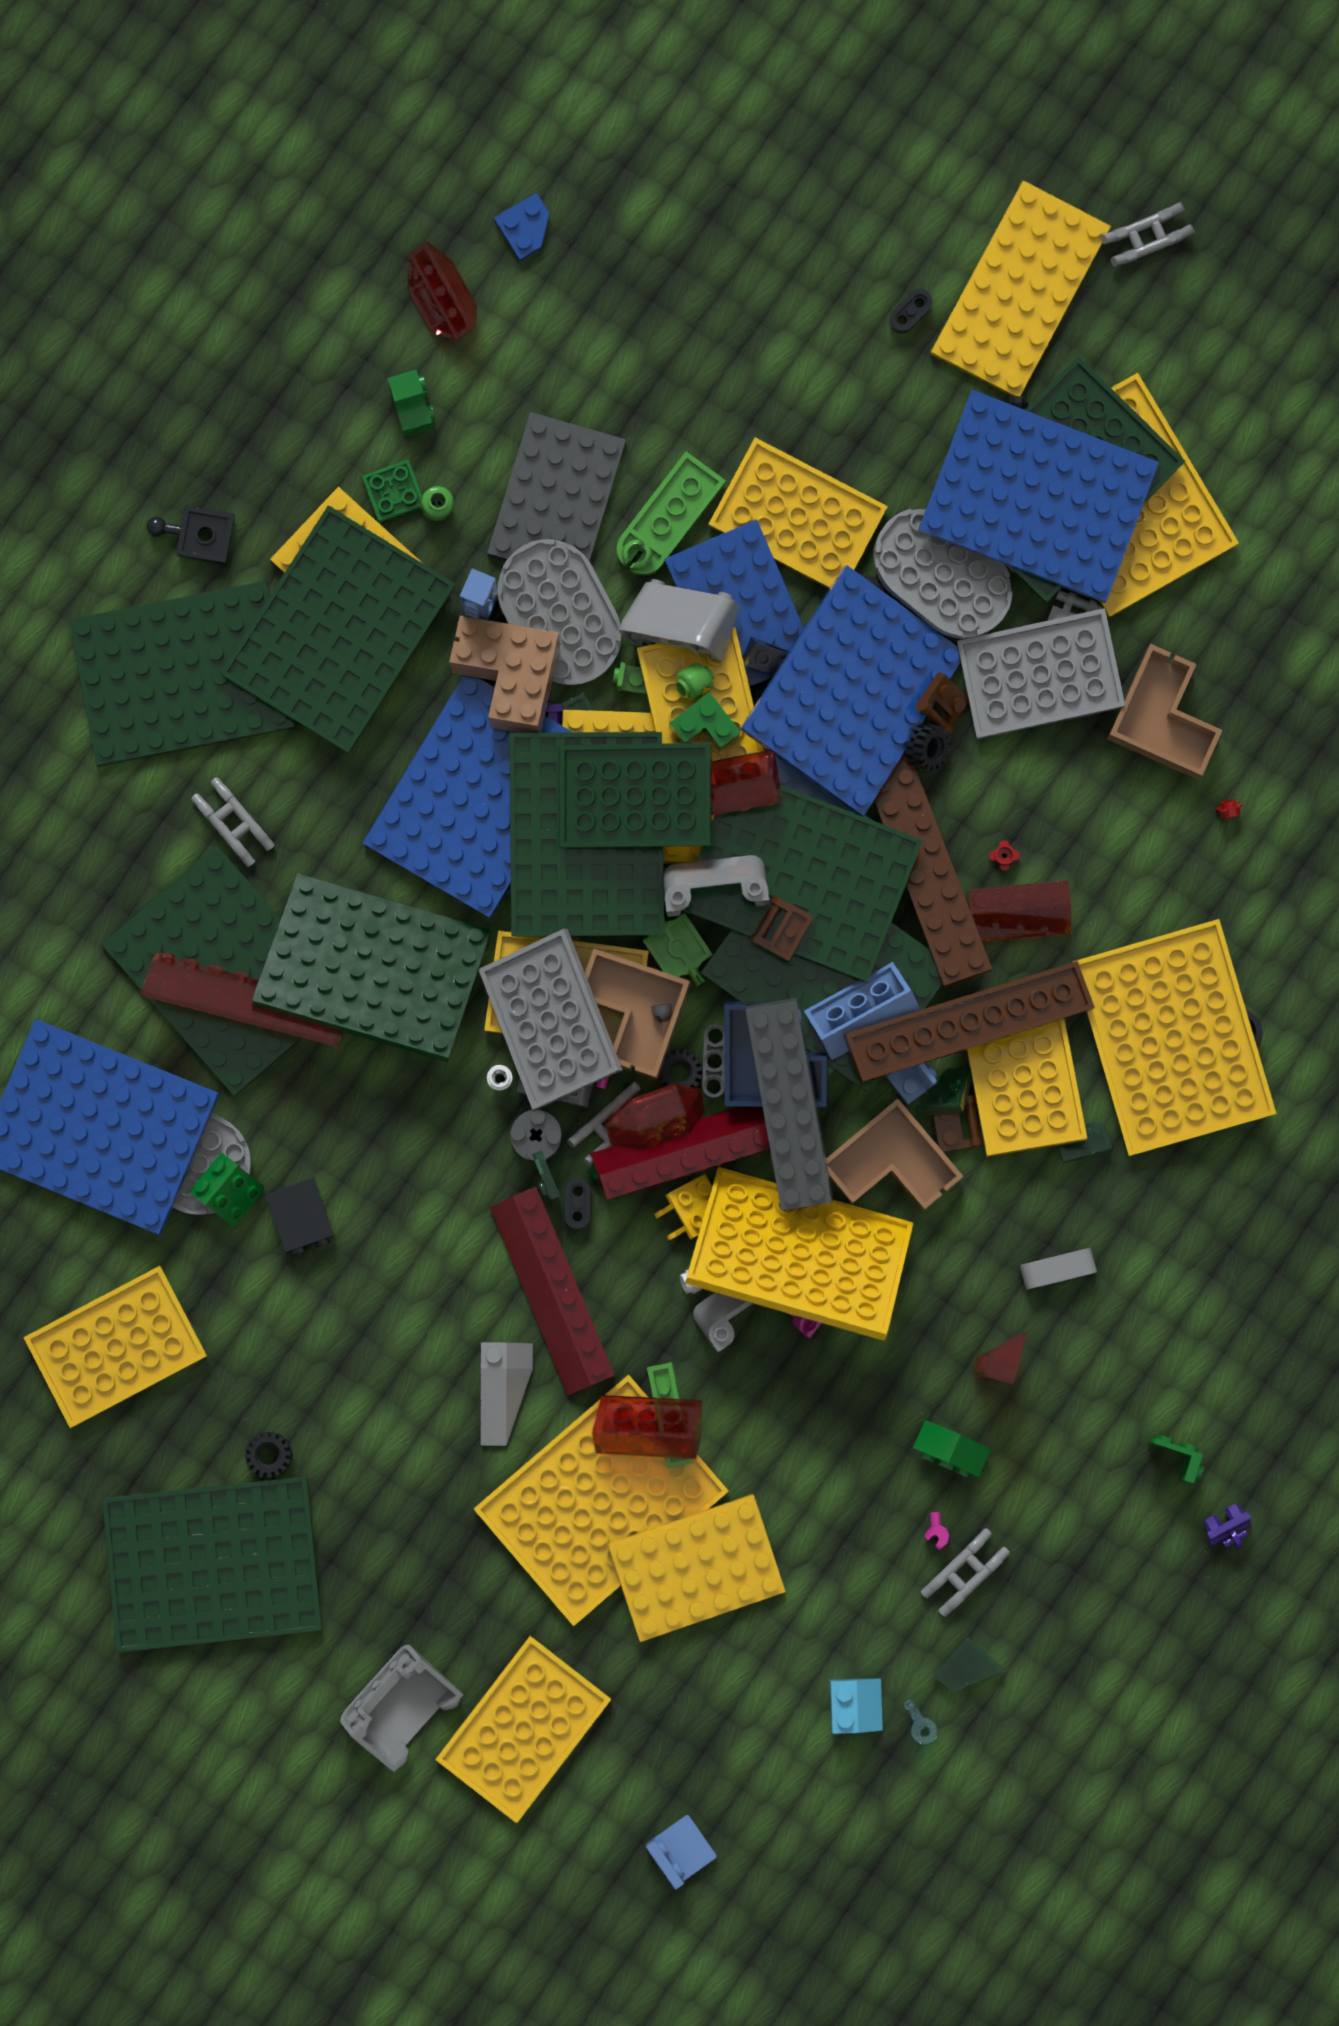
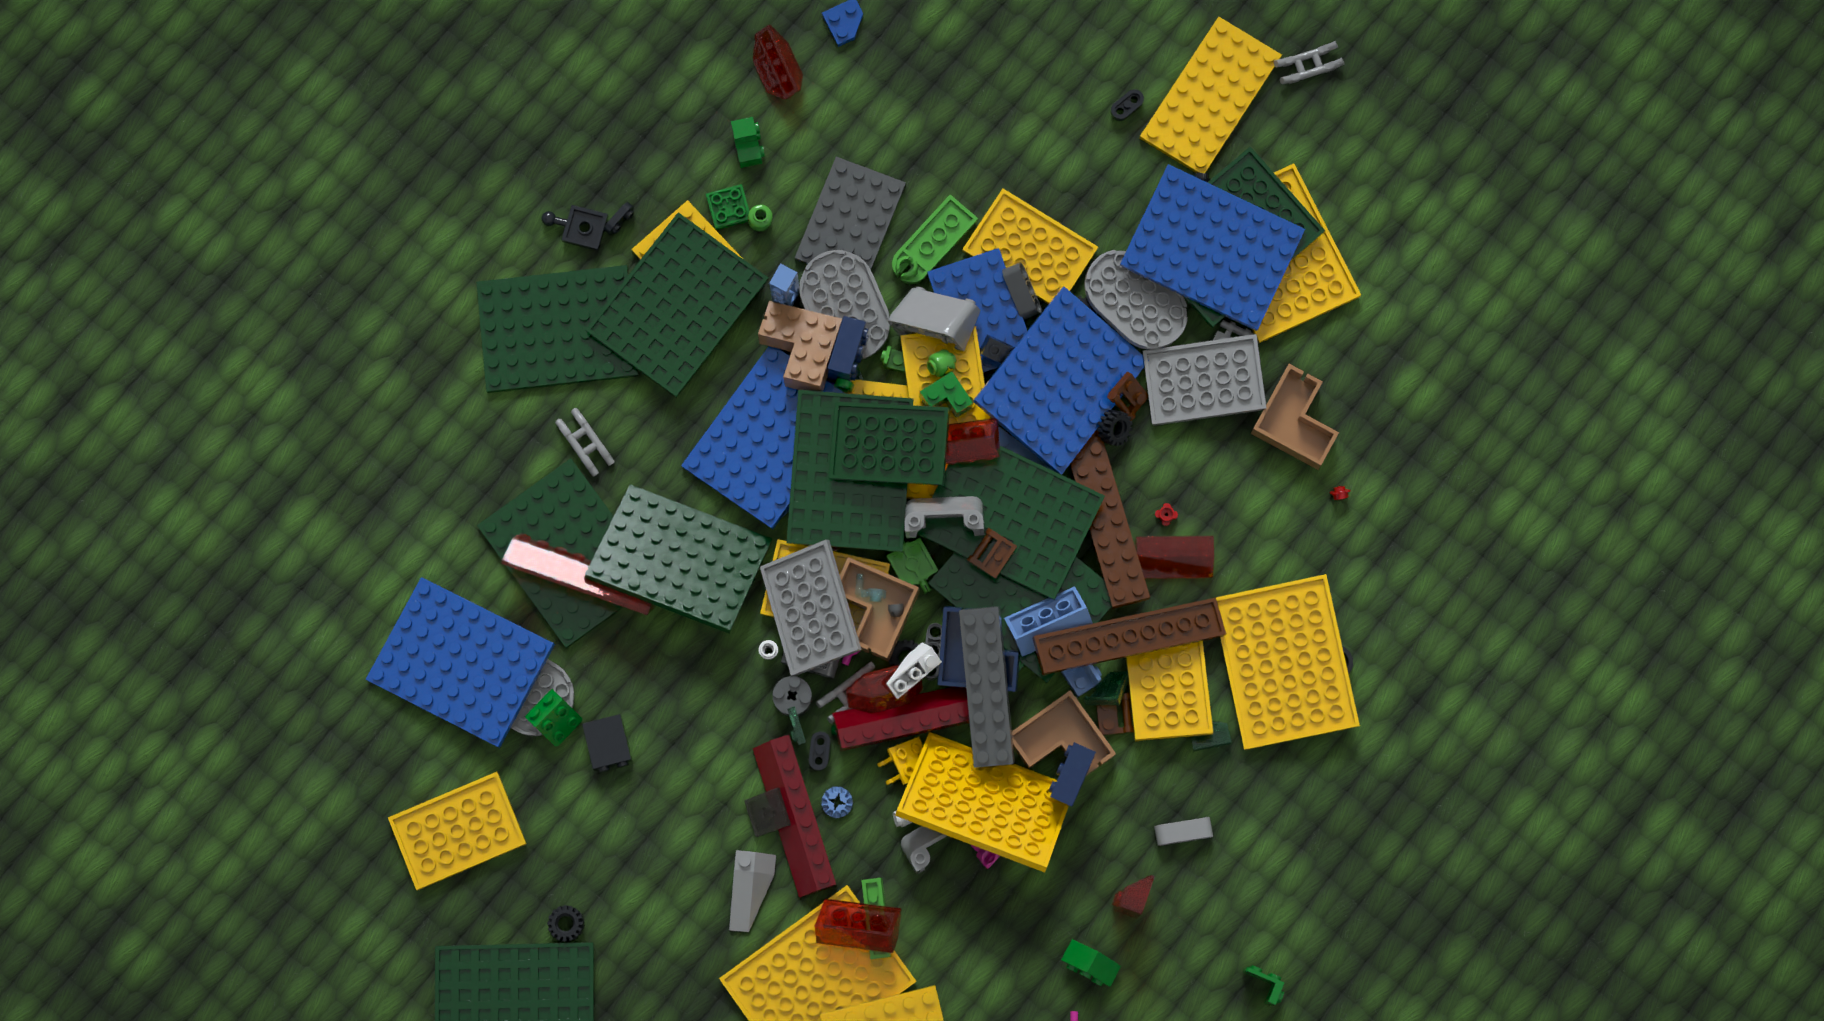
camera: 10 degrees right, 5 degrees down
(244, 528) = (615, 223): none -> black plate
(517, 1289) = (767, 812): none -> clear smoke plate
(568, 720) = (843, 385): none -> green tile
(570, 675) = (848, 349): none -> dark blue brick
(612, 1278) = (841, 810): none -> medium blue gear
(633, 994) = (875, 595): none -> clear light blue plate
(691, 1088) = (913, 669): none -> white slope
(791, 574) = (1021, 291): none -> dark grey beam
(909, 1209) = (1072, 773): none -> dark blue brick

